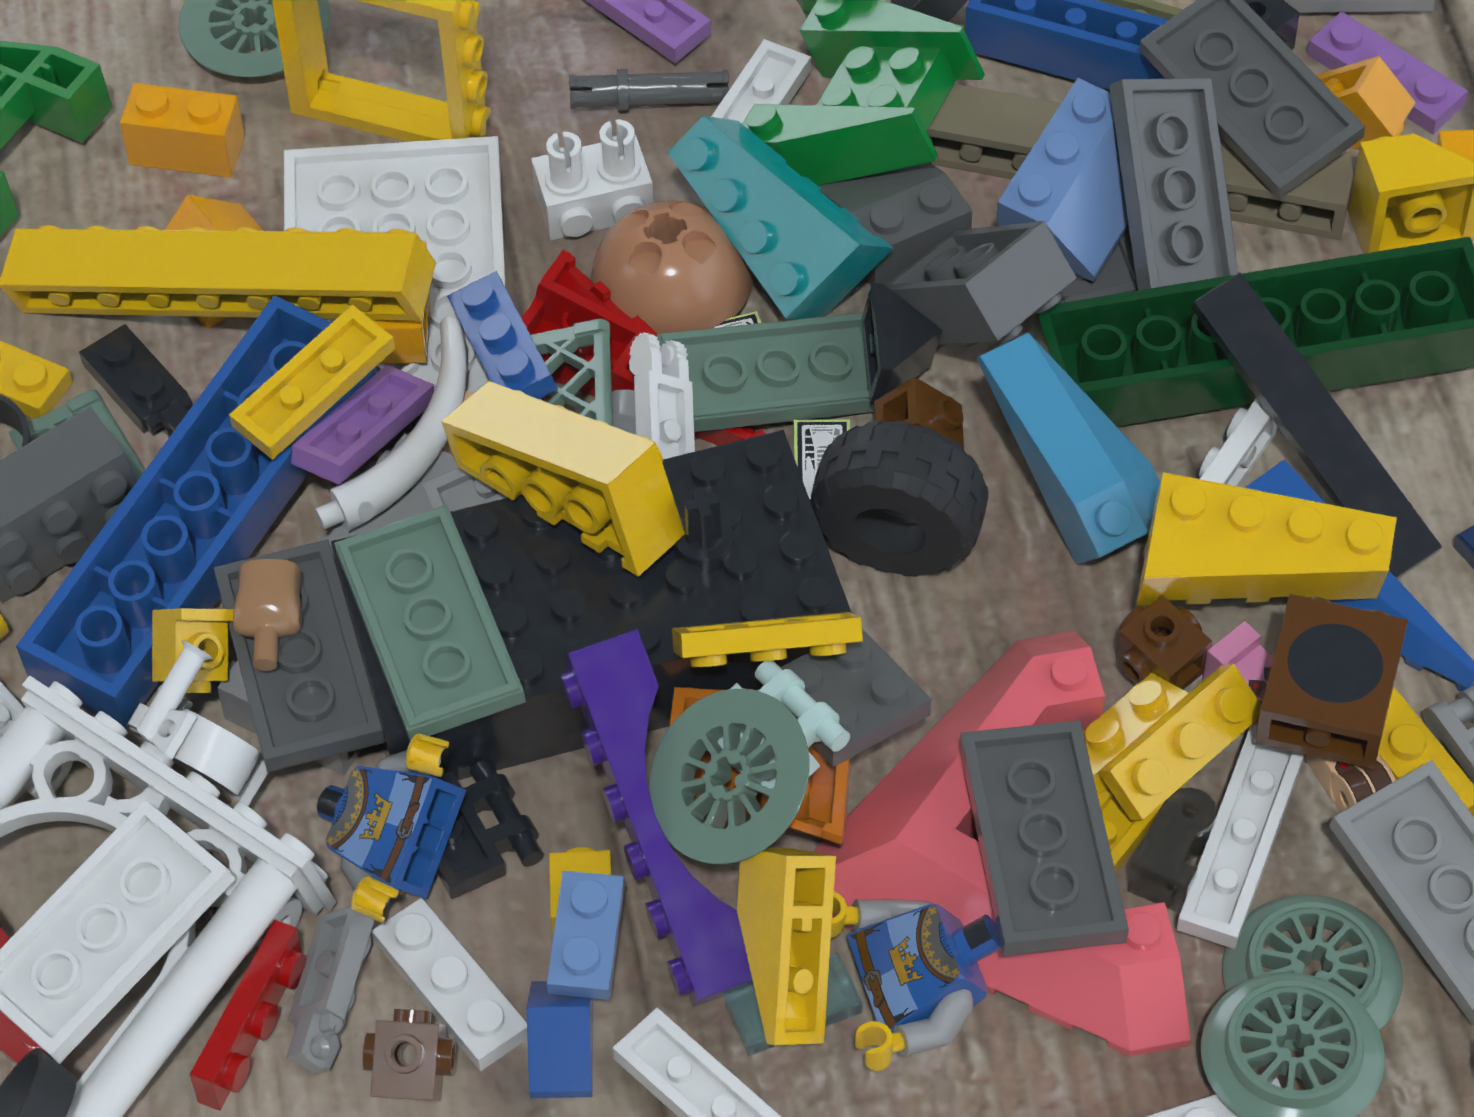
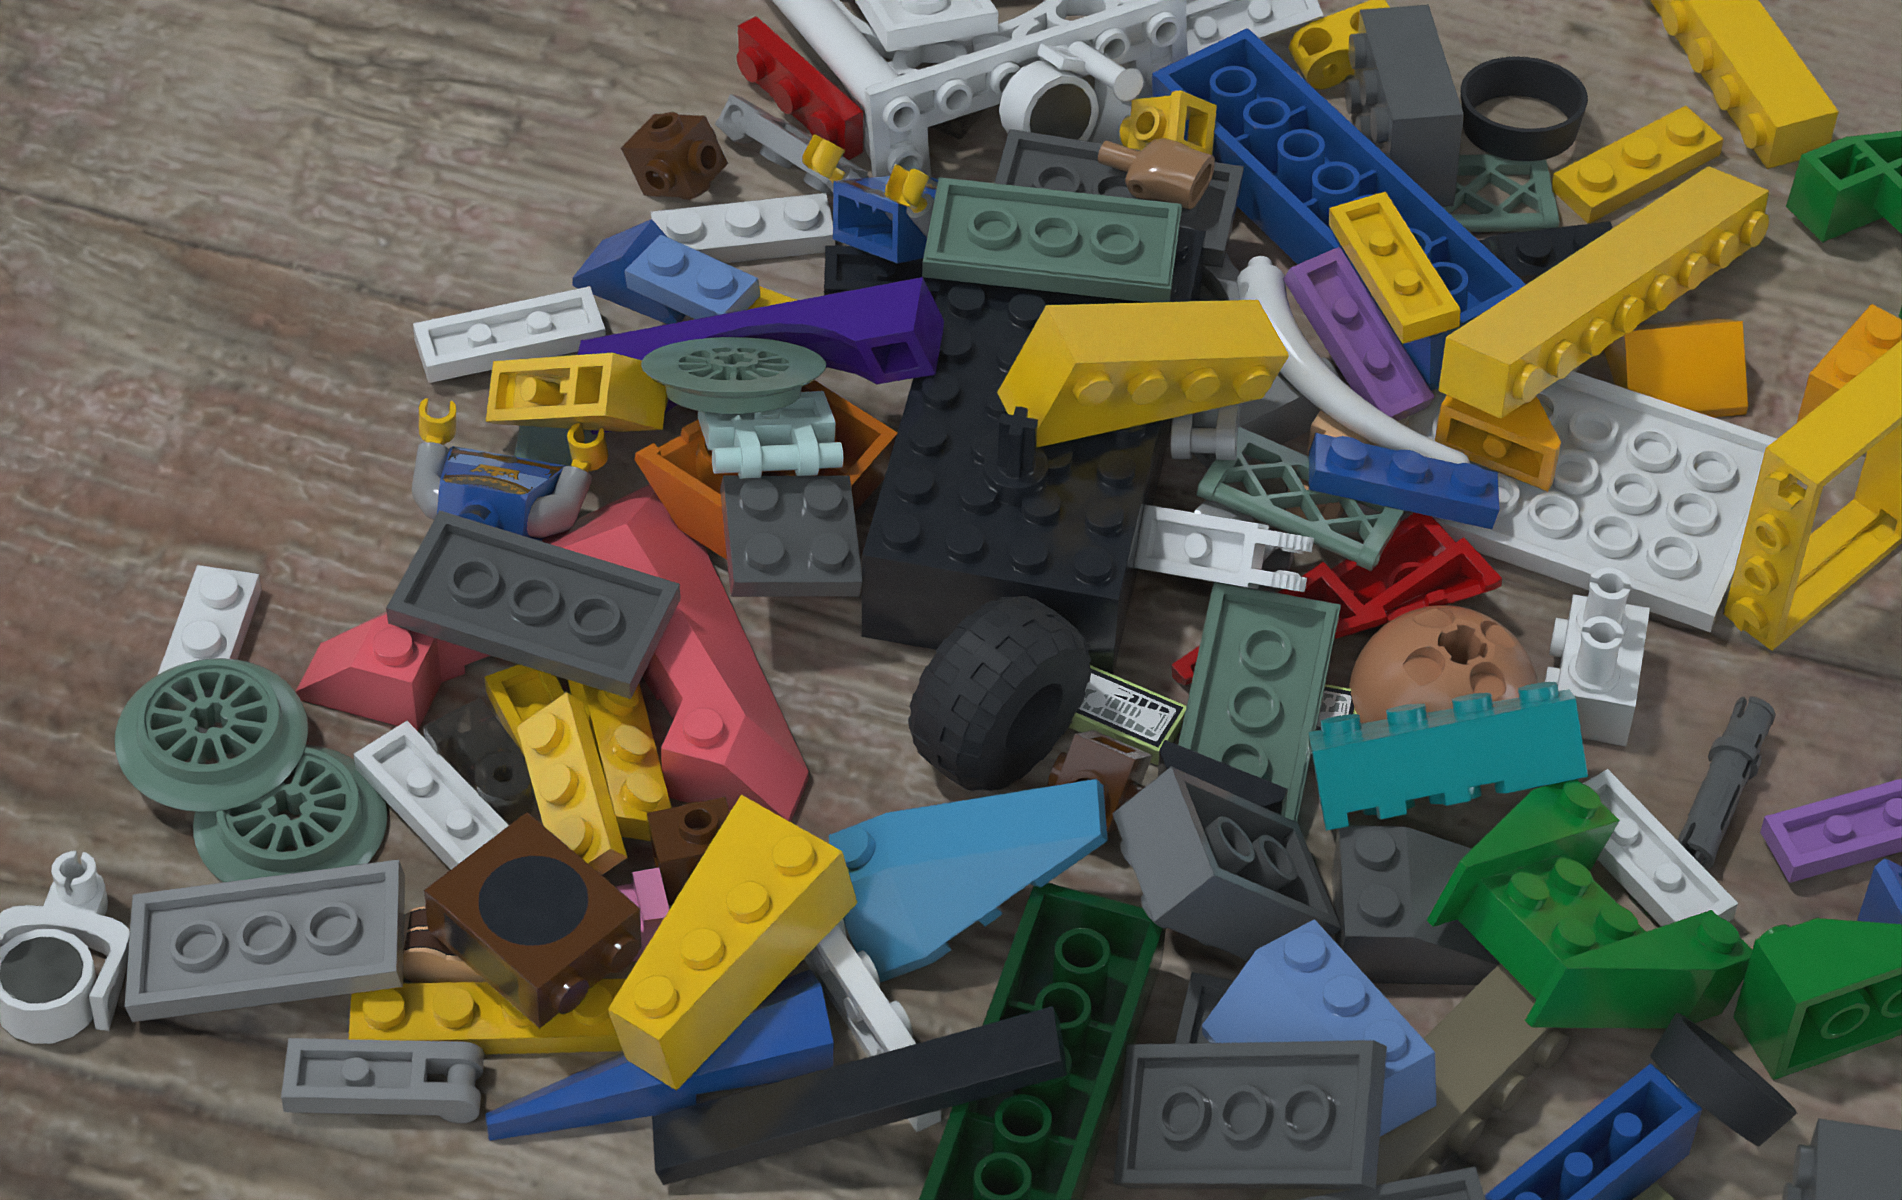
camera: 115 degrees right, 5 degrees down
(767, 638) = (867, 458): yellow plate -> none

